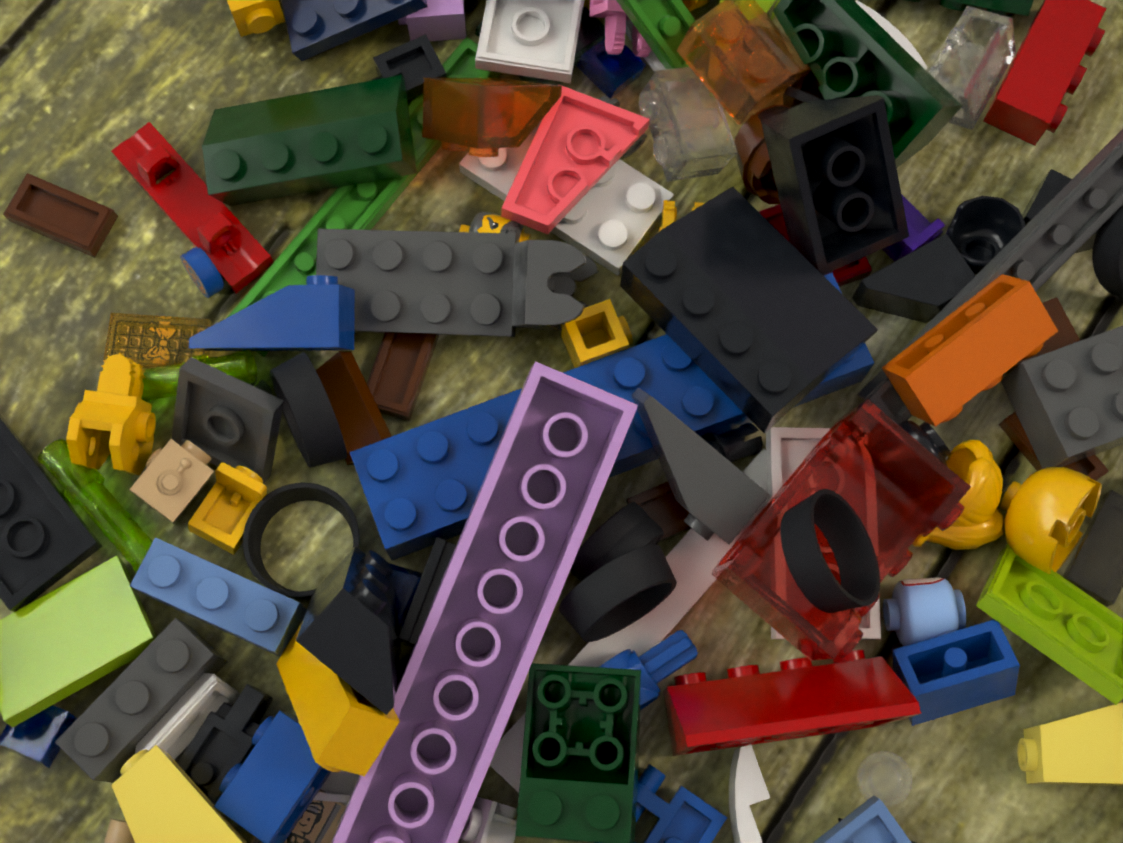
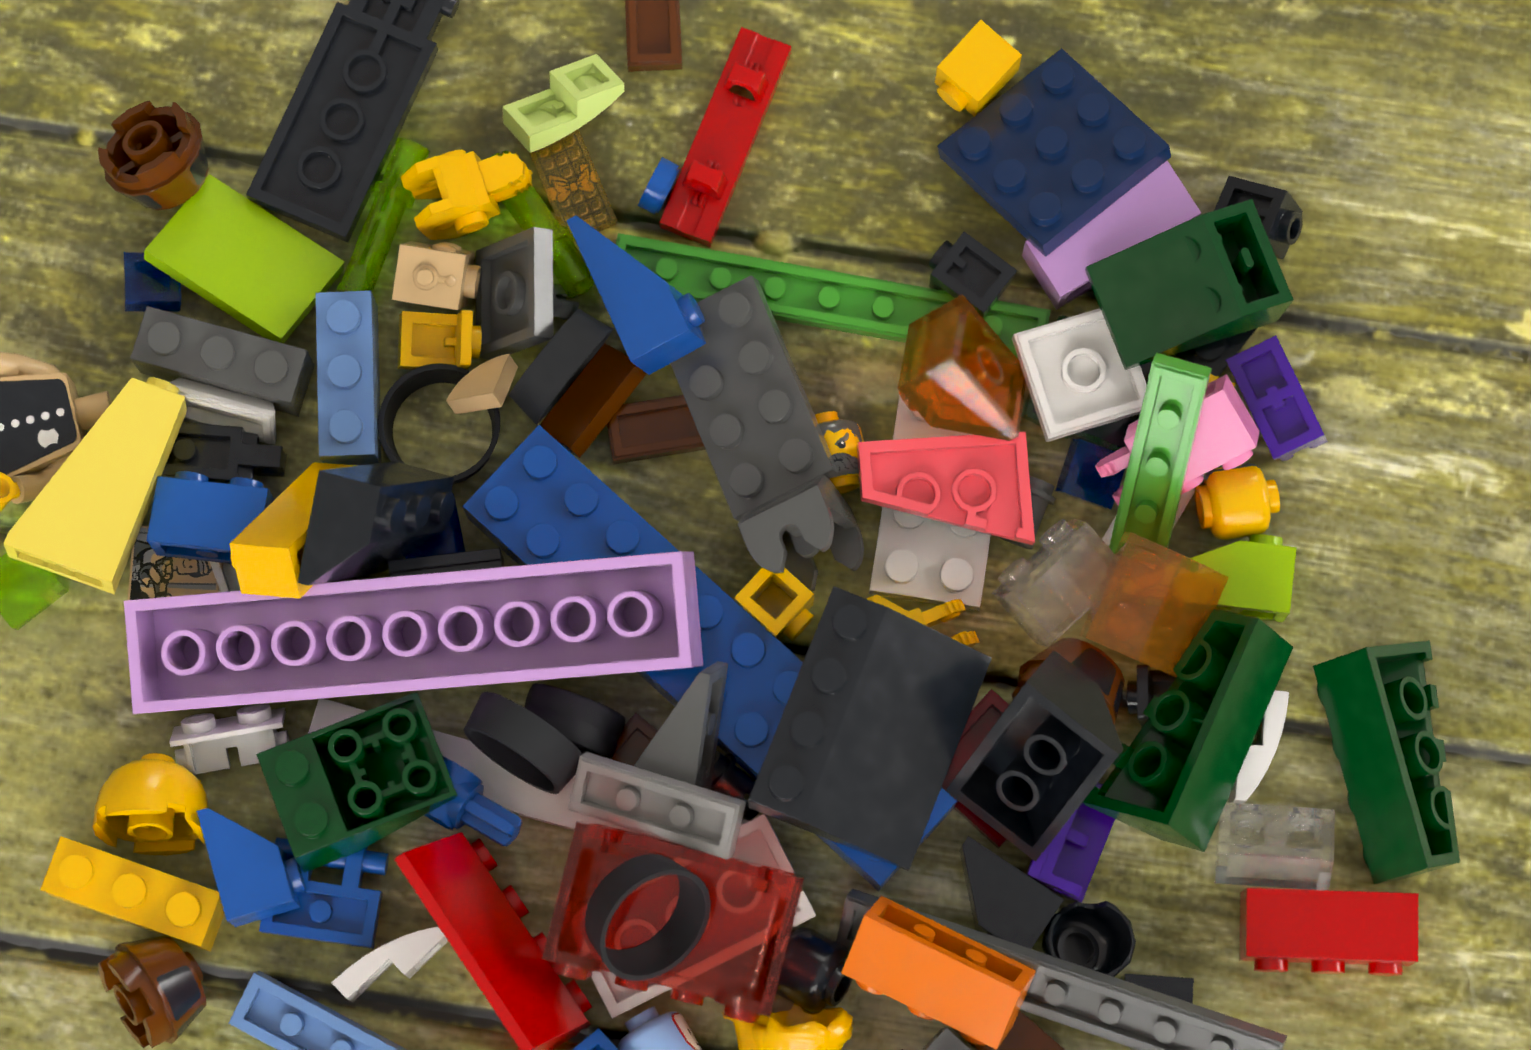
camera: 65 degrees right, 5 degrees up
(91, 306) = (574, 98): none -> yellowish green slope
(291, 483) = (483, 386): none -> tan tile
(309, 142) = (843, 216): dark green slope -> none
(731, 503) = (657, 805): none -> light grey tile

